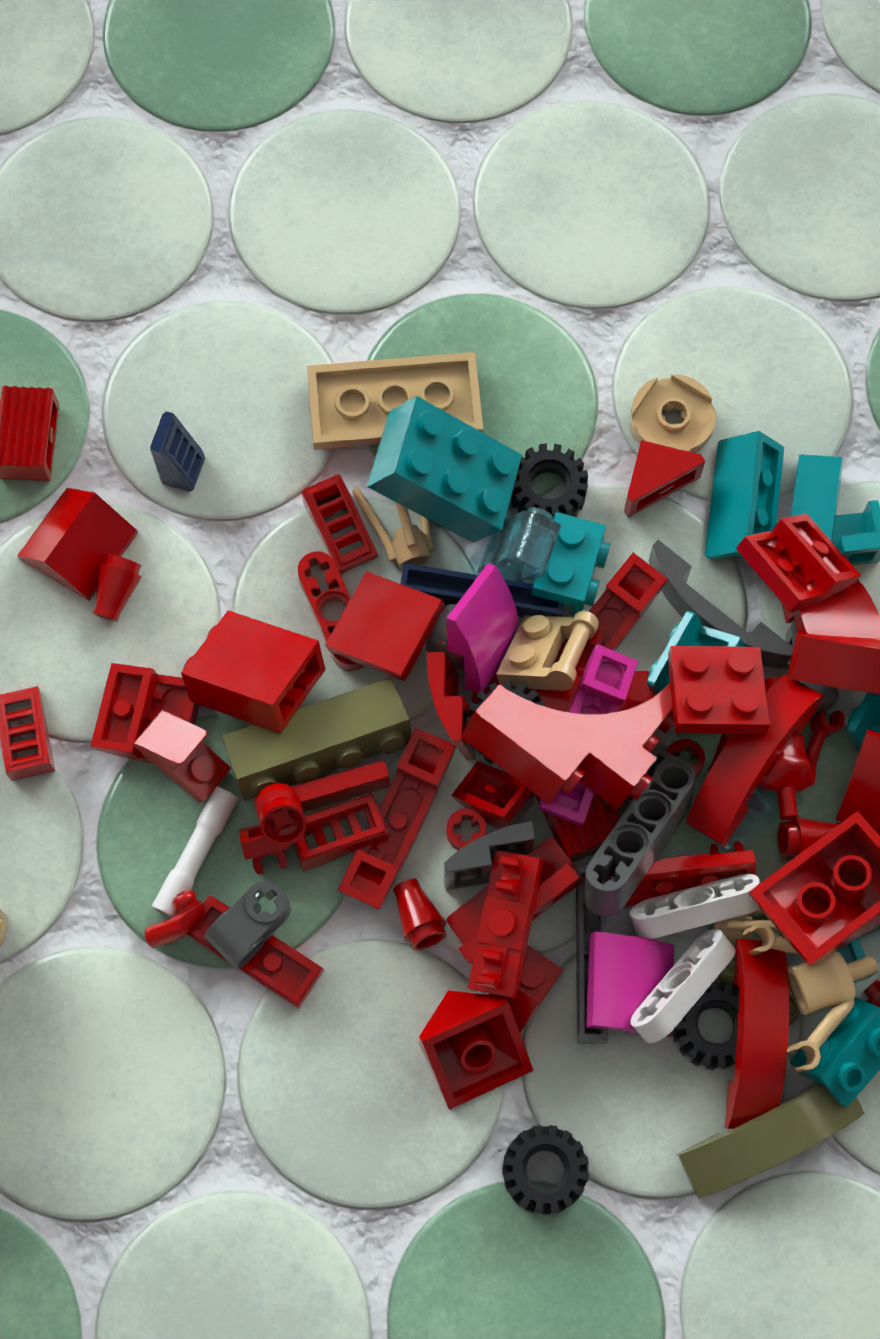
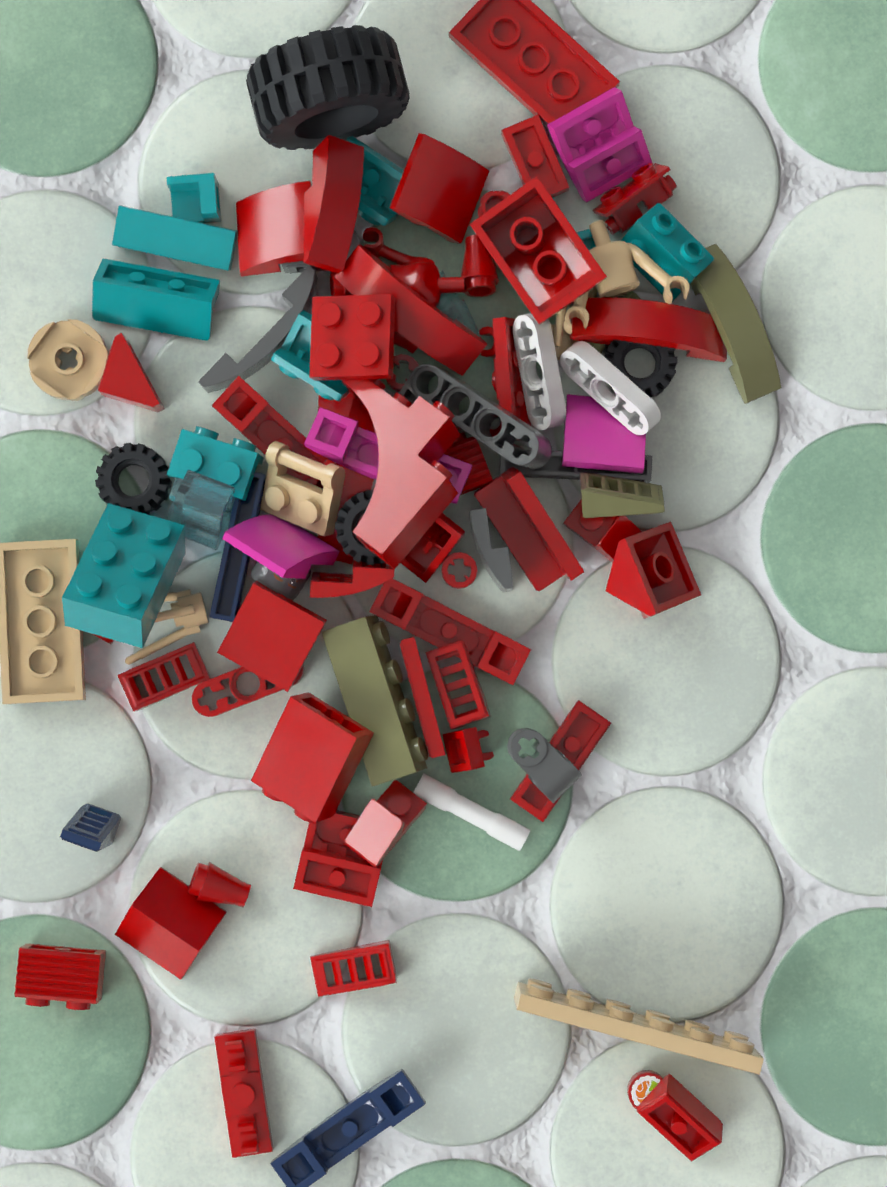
camera: 90 degrees left, 15 degrees up
(179, 925) = (527, 817): red arm -> none
(288, 821) = (450, 733): red wheel -> none
(419, 917) = (535, 615): red cone -> none
(505, 924) = (556, 537): red plate -> none
(515, 1169) = (779, 507): black tyre -> none
(557, 998) = (618, 496): none -> olive slope
(798, 562) = (226, 255): red slope -> none

